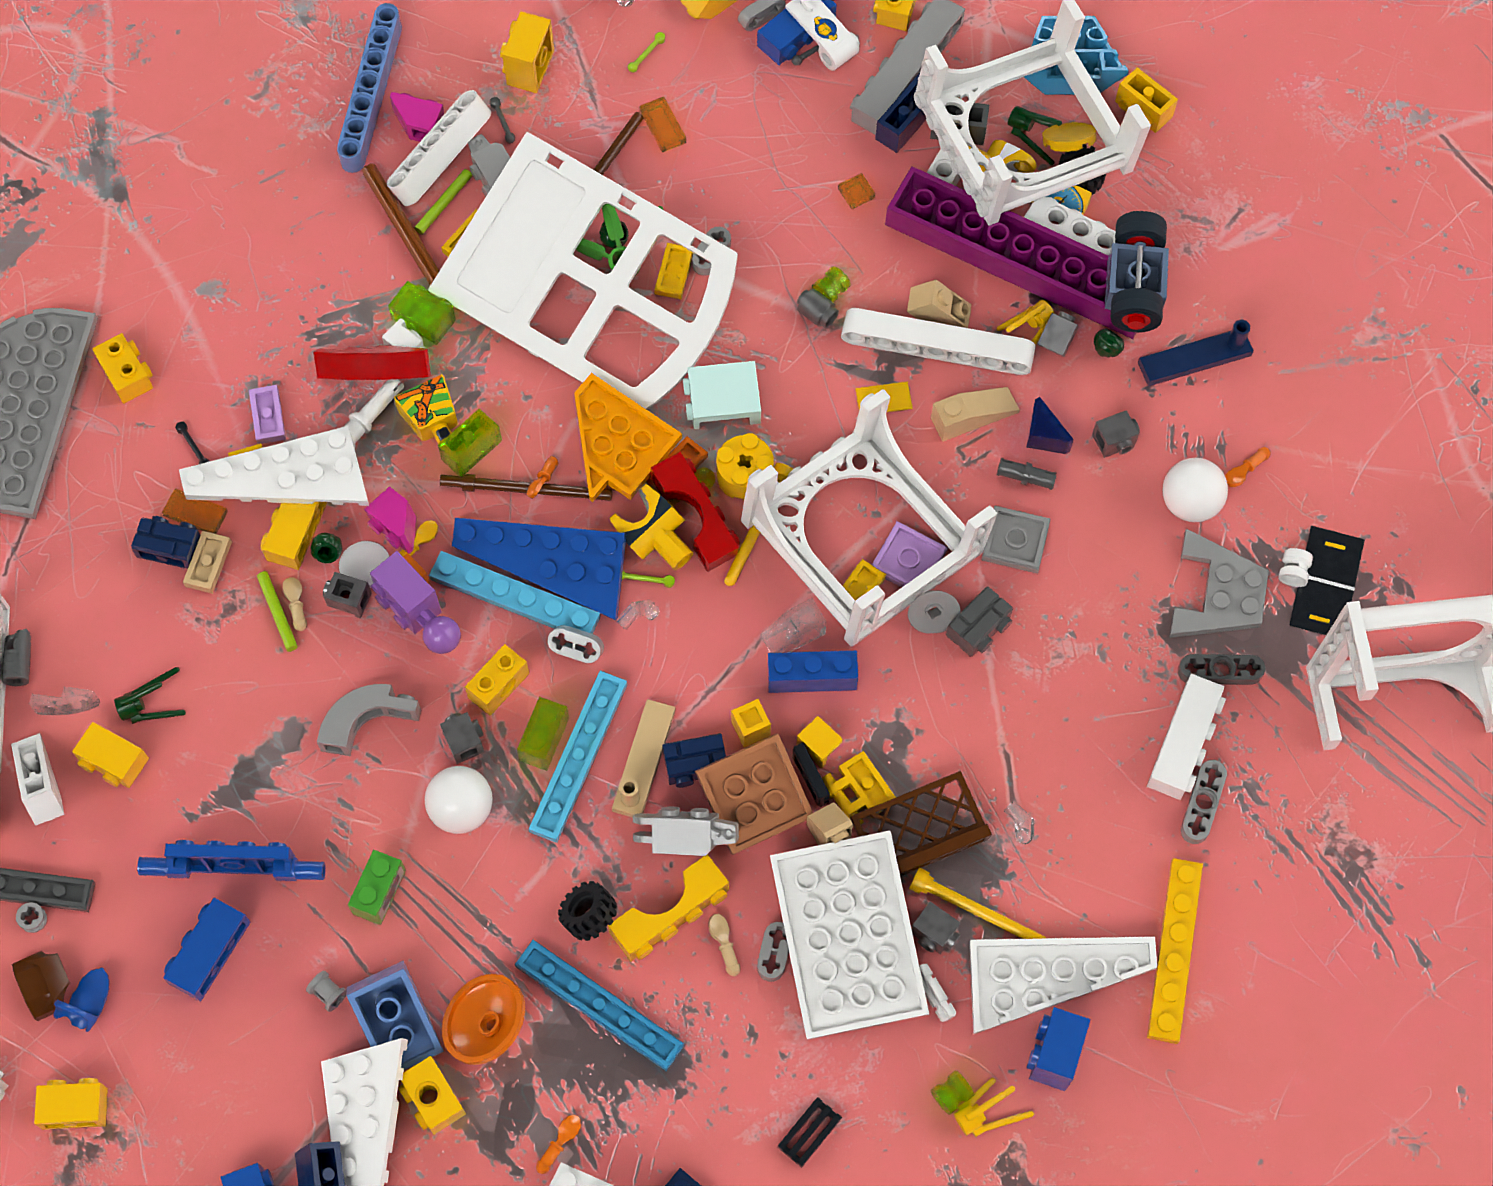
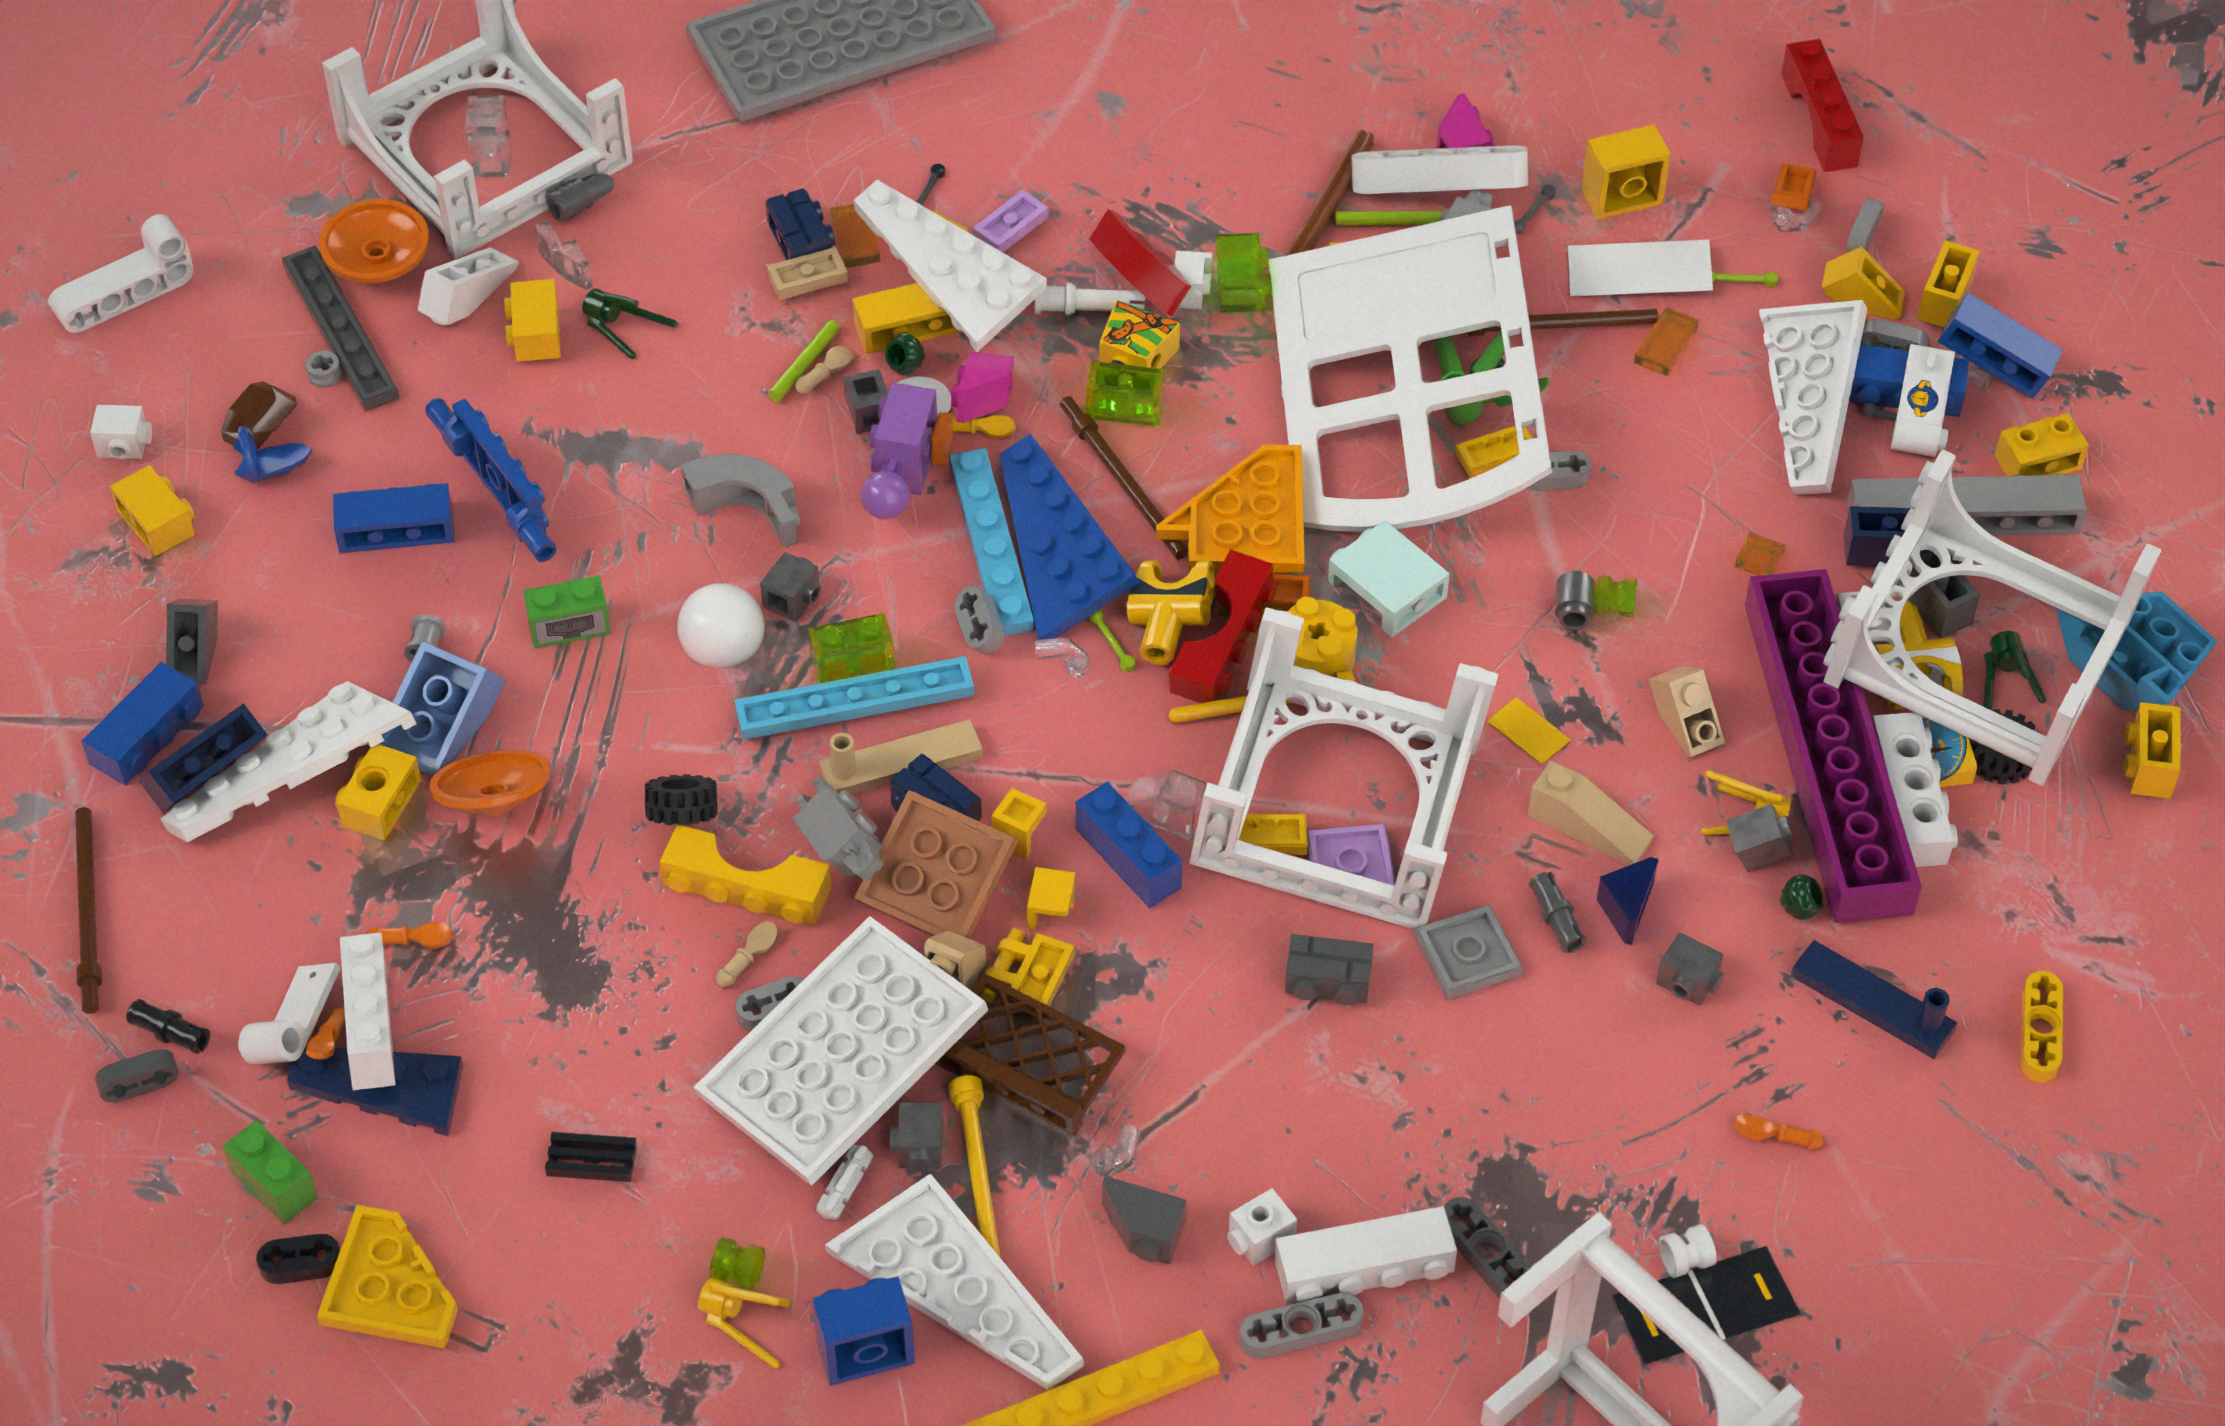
camera: 55 degrees right, 15 degrees down
(123, 368) = (957, 84): yellow brick -> none
(207, 1143) = (191, 636): none -> dark grey slope
(384, 28) = (1472, 73): medium blue beam -> none
(497, 679) = (879, 576): yellow brick -> none
(543, 476) = (1148, 480): orange piece -> none
(596, 98) = (1640, 268): none -> white sticker
(599, 1005) = (590, 884): dark azure tile -> none
(753, 66) = (1812, 377): none -> white wing
(810, 775) = (1005, 913): black tile -> none
(933, 620) = (1289, 906): light grey piece -> none
(938, 341) = (1643, 734): white beam -> none
(1069, 136) = (2024, 699): yellow tile -> none
(1081, 840) = (1144, 1218): none -> dark grey slope
(1129, 779) = (1258, 1224): none -> white brick
(1137, 272) = (1890, 840): brick -> none
(1195, 489) = (1685, 1080): white piece -> none
(1232, 592) = (1615, 1189): light grey wing -> none
(1270, 277) = (2033, 1040): none -> yellow beam

